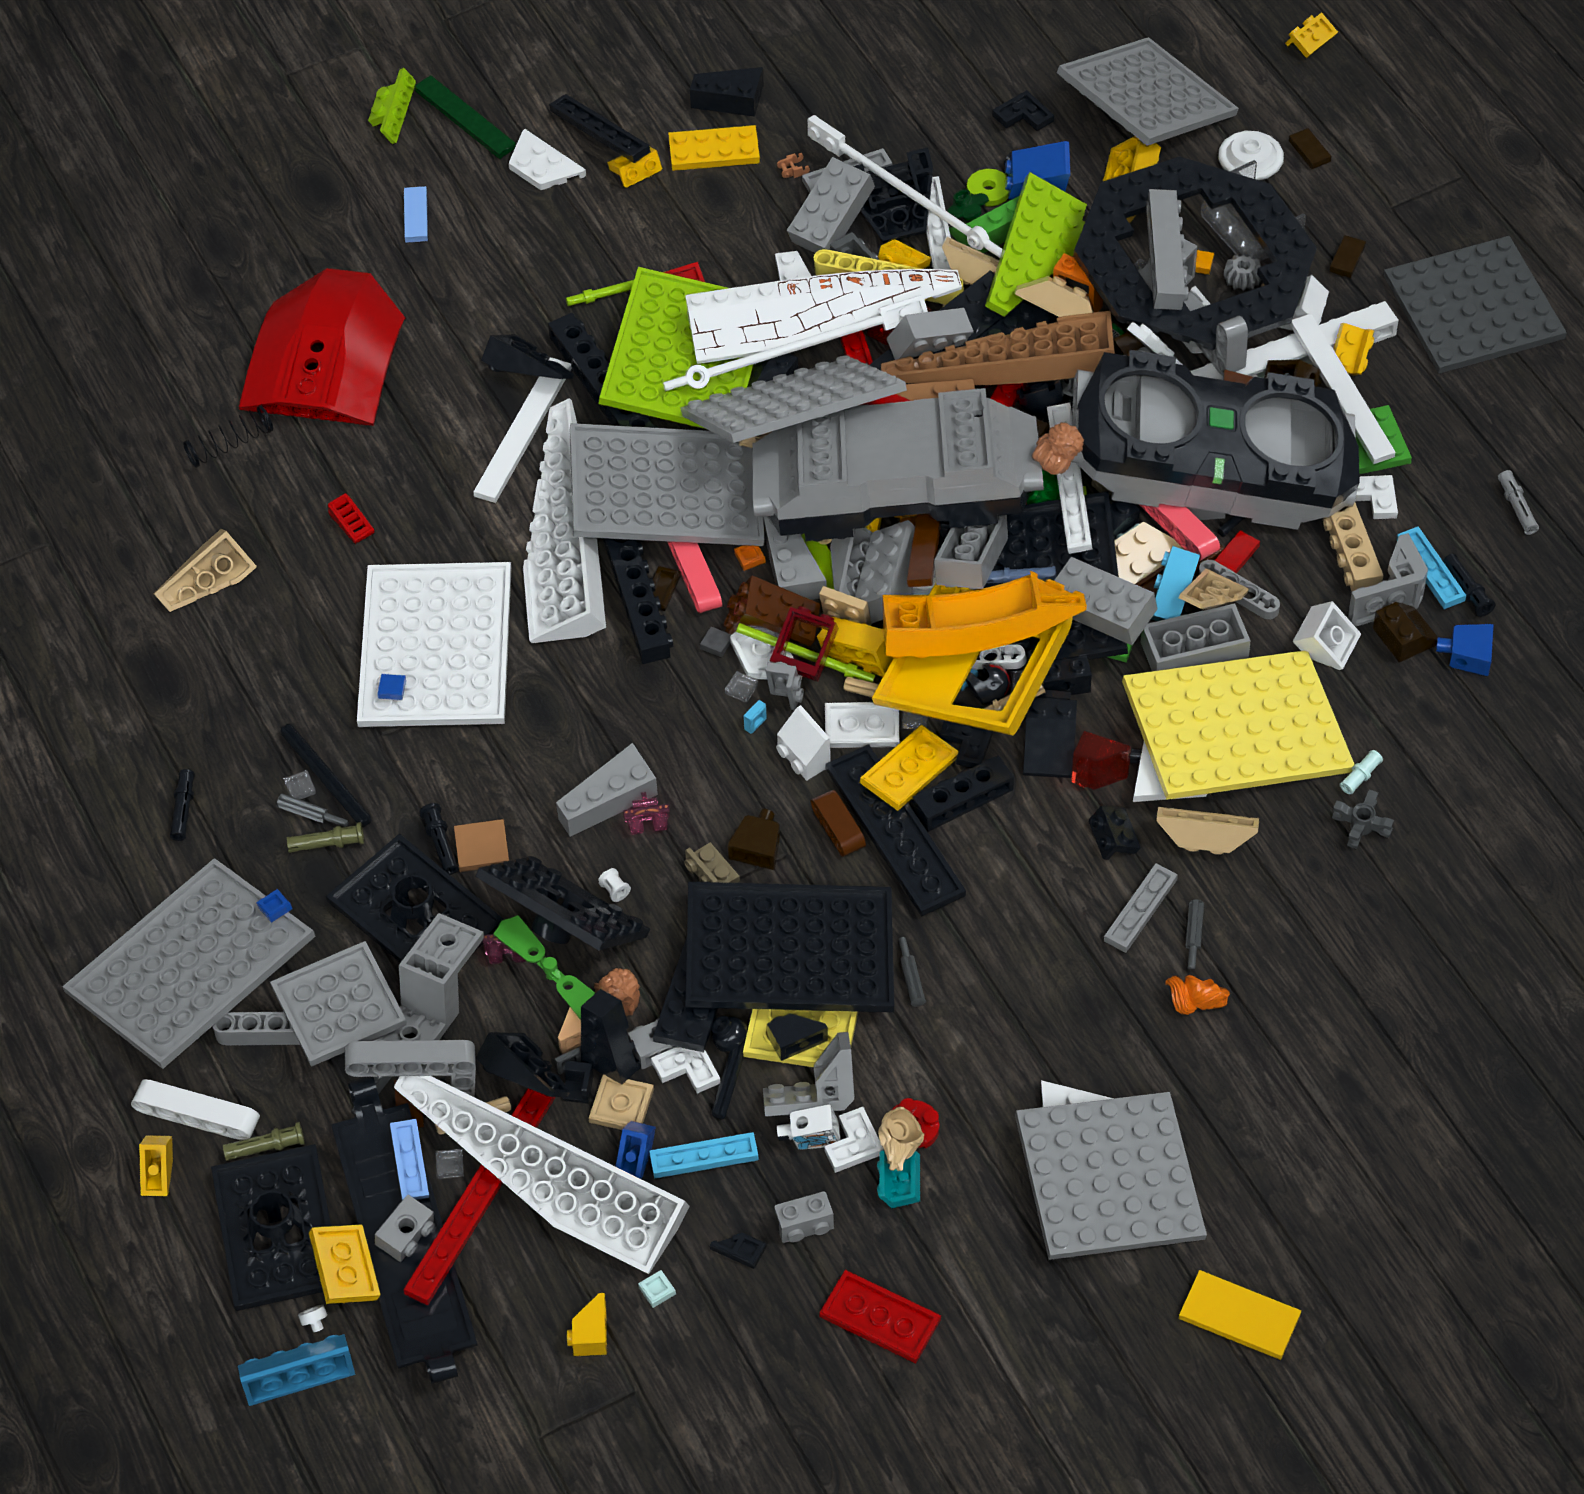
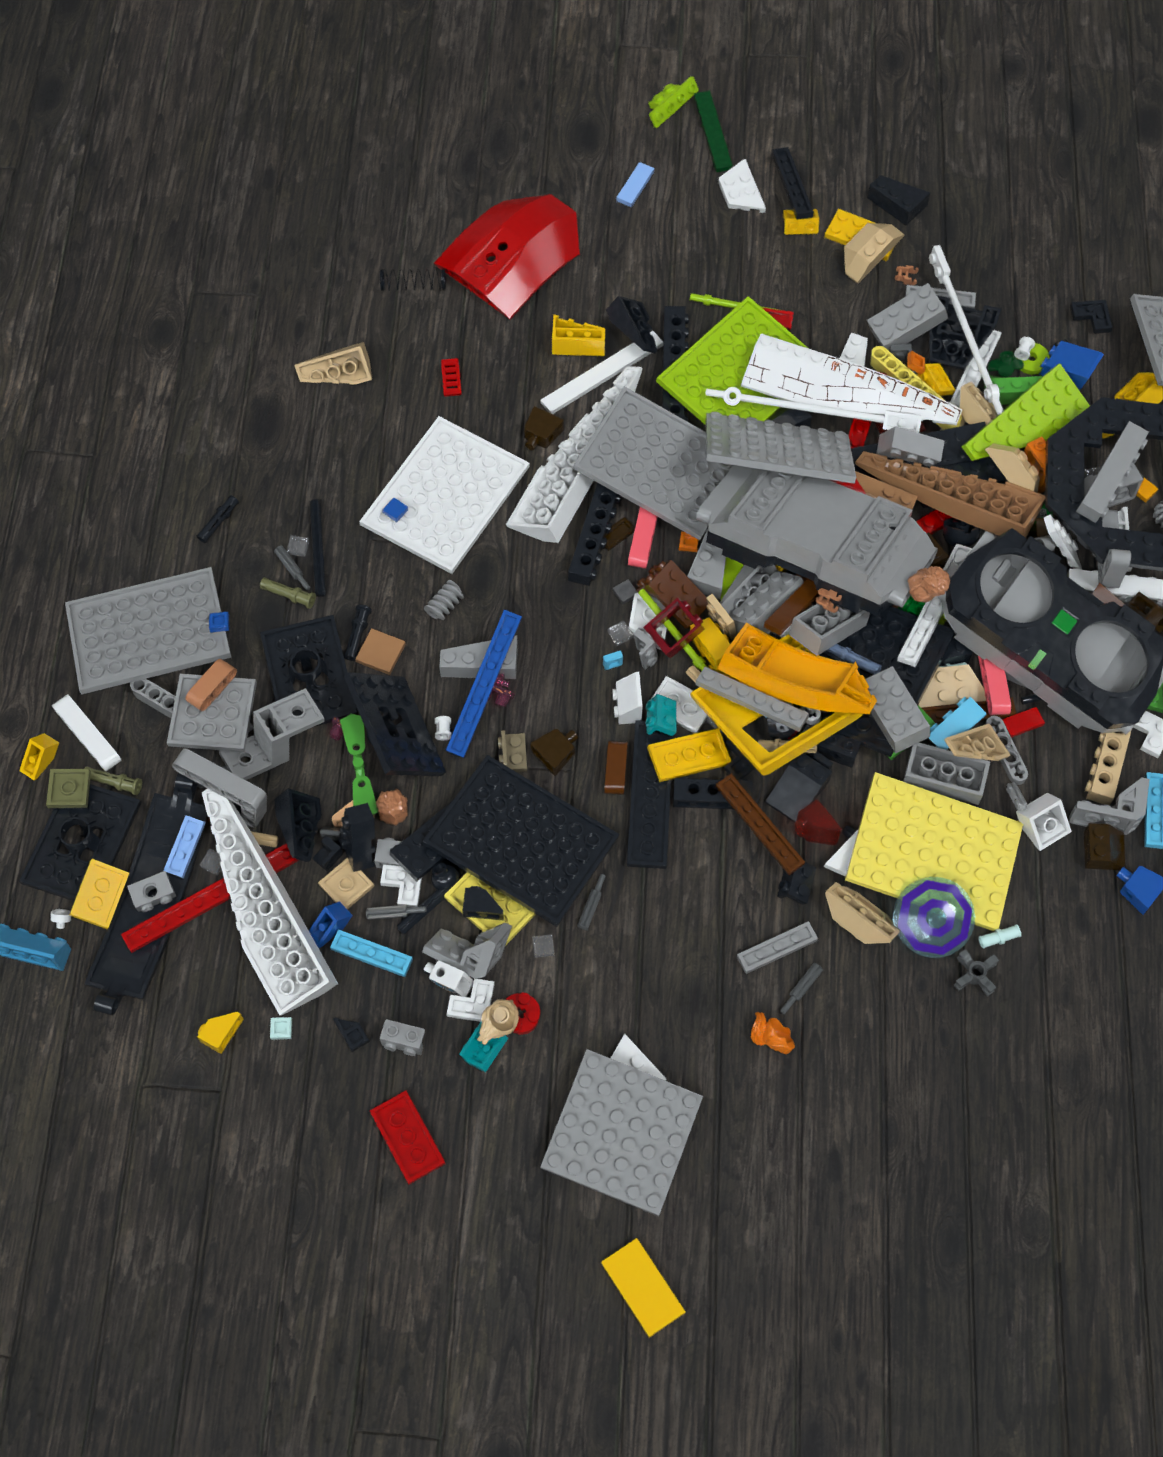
camera: 30 degrees right, 10 degrees up
(223, 1175) = (68, 788): none -> olive plate
(320, 970) = (211, 684): none -> nougat beam
(470, 406) = (577, 339): none -> yellow wedge
(498, 520) = (542, 428): none -> dark brown torso
(519, 753) = (444, 600): none -> light grey piece
(633, 810) = (483, 684): none -> blue plate
(697, 1100) = (392, 911): none -> dark grey axle
(734, 157) = (869, 248): none -> tan wedge
(851, 742) = (661, 715): none -> teal bracket
(871, 247) = (916, 362): none -> orange tile
(888, 1045) = (543, 946): none -> clear tile
(944, 667) = (752, 699): none -> light grey plate
(957, 530) = (826, 603): none -> nougat piece
(976, 174) = (1024, 349): none -> white bush
(1038, 792) = (760, 824): none -> reddish brown tile
(1283, 626) = (1016, 796): none -> light grey axle
(1283, 786) = (934, 917): none -> dish

